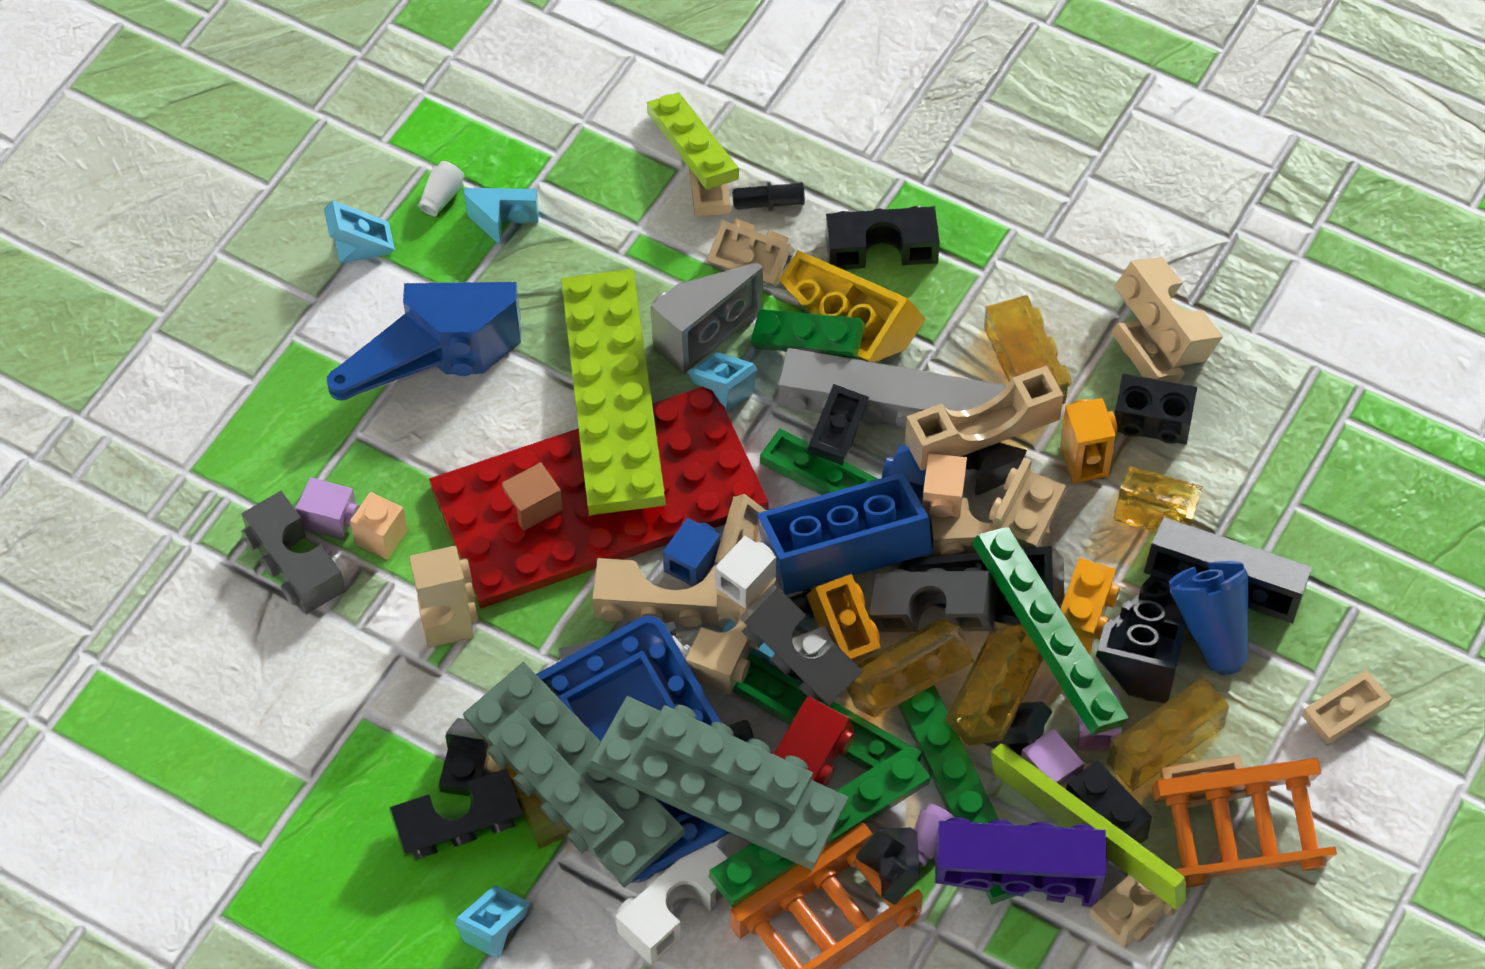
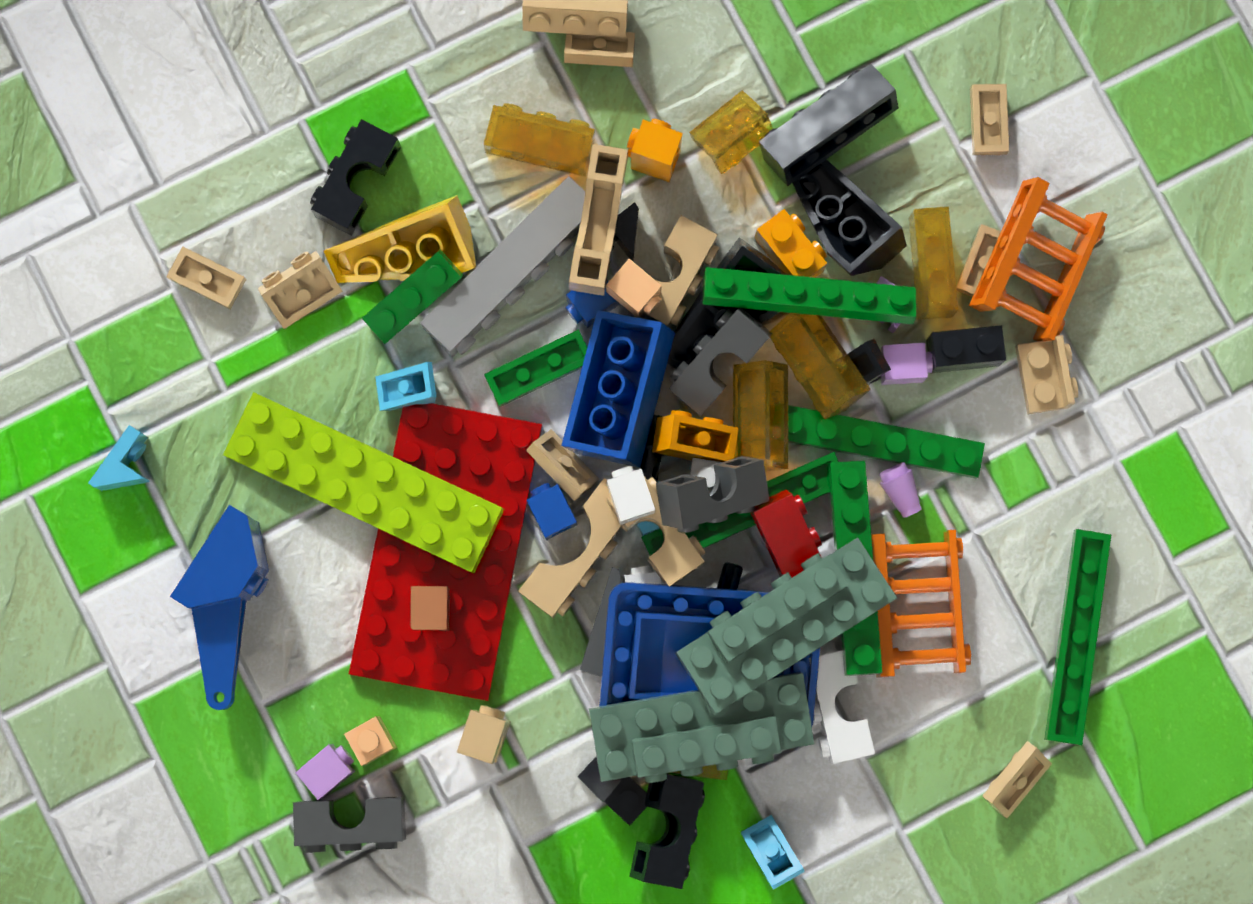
camera: 60 degrees left, 25 degrees up
(357, 233) = (68, 593): medium azure slope -> none
(441, 187) = (65, 498): white cone -> none
(693, 140) = (160, 266): lime plate -> none
(704, 313) = (343, 374): light grey slope -> none
(768, 196) = (251, 238): black axle -> none
(838, 424) = (517, 330): black slope -> none
(896, 858) = (920, 530): black slope -> none
(1022, 858) = (979, 443): dark purple wedge -> none
(1027, 505) = (690, 238): tan bracket -> none
(1071, 811) = (977, 374): lime tile -> none
(1155, 402) = (646, 73): black brick -> none
(1216, 612) = (864, 160): blue cone -> none

